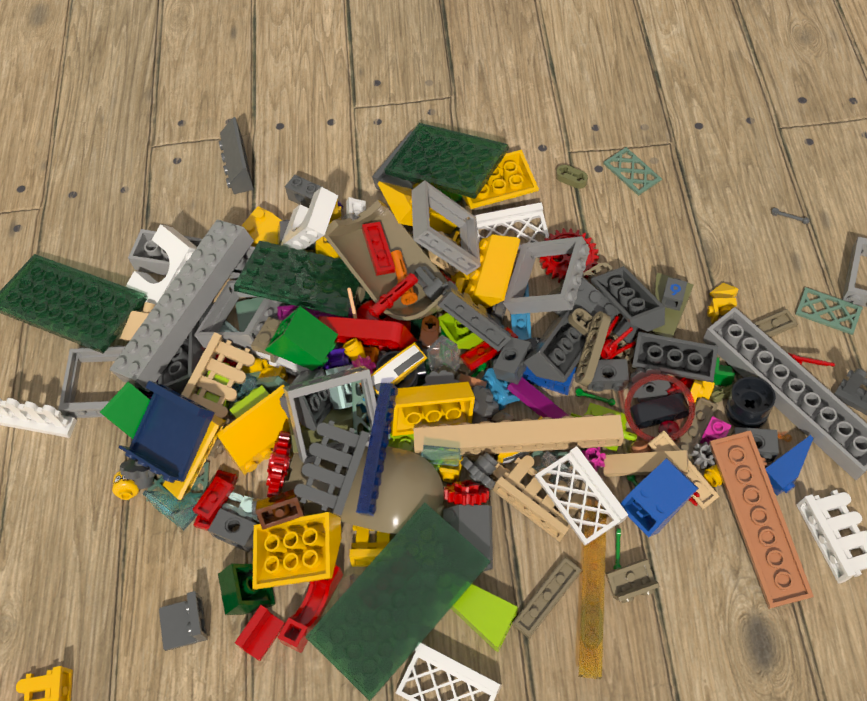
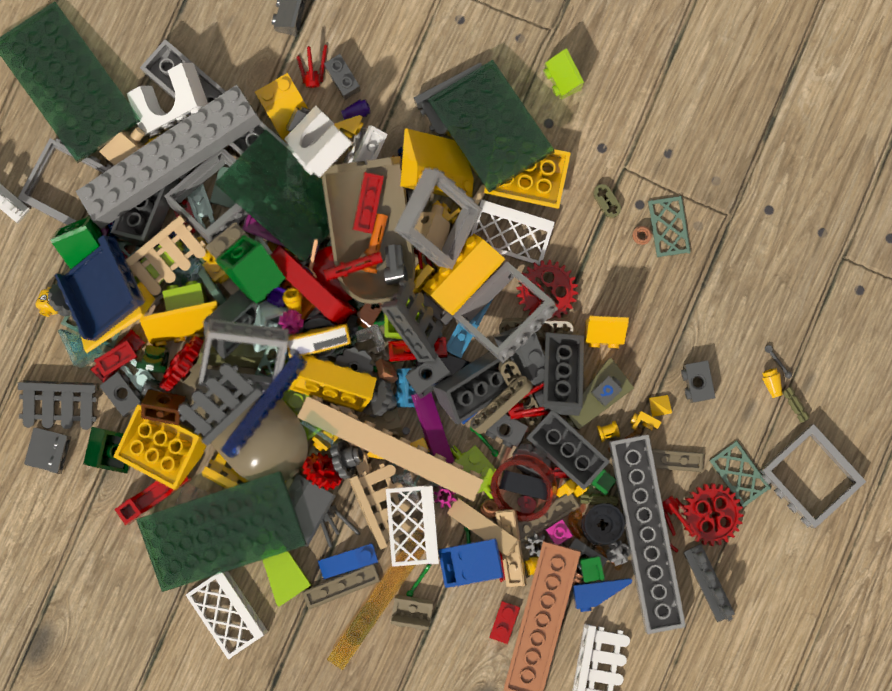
camera: 20 degrees right, 25 degrees up
(162, 571) = (67, 402): none -> dark grey fence
(252, 479) = (154, 359): none -> dark green piece
(259, 633) = (104, 492): red panel -> none
(281, 207) = (312, 78): none -> red plant
(481, 109) = (563, 74): none -> lime slope
(498, 532) = (328, 518): none -> dark grey plant
(540, 566) = (348, 561): none -> blue slope
(616, 184) = (646, 231): none -> nougat plate
(639, 250) = (605, 331): none -> yellow slope
(696, 331) = (608, 431): none -> yellow bush
(719, 414) = (573, 523): none -> clear orange arm
(724, 544) = (504, 622): none -> red plate
(741, 258) = (700, 370): none -> dark grey brick
(771, 441) = (592, 569): none -> green panel
(781, 422) = (618, 553): none -> light grey gear
(799, 229) = (773, 382): none -> yellow cone
(830, 236) = (796, 404): none -> olive axle
(834, 345) = (728, 510): none -> red gear

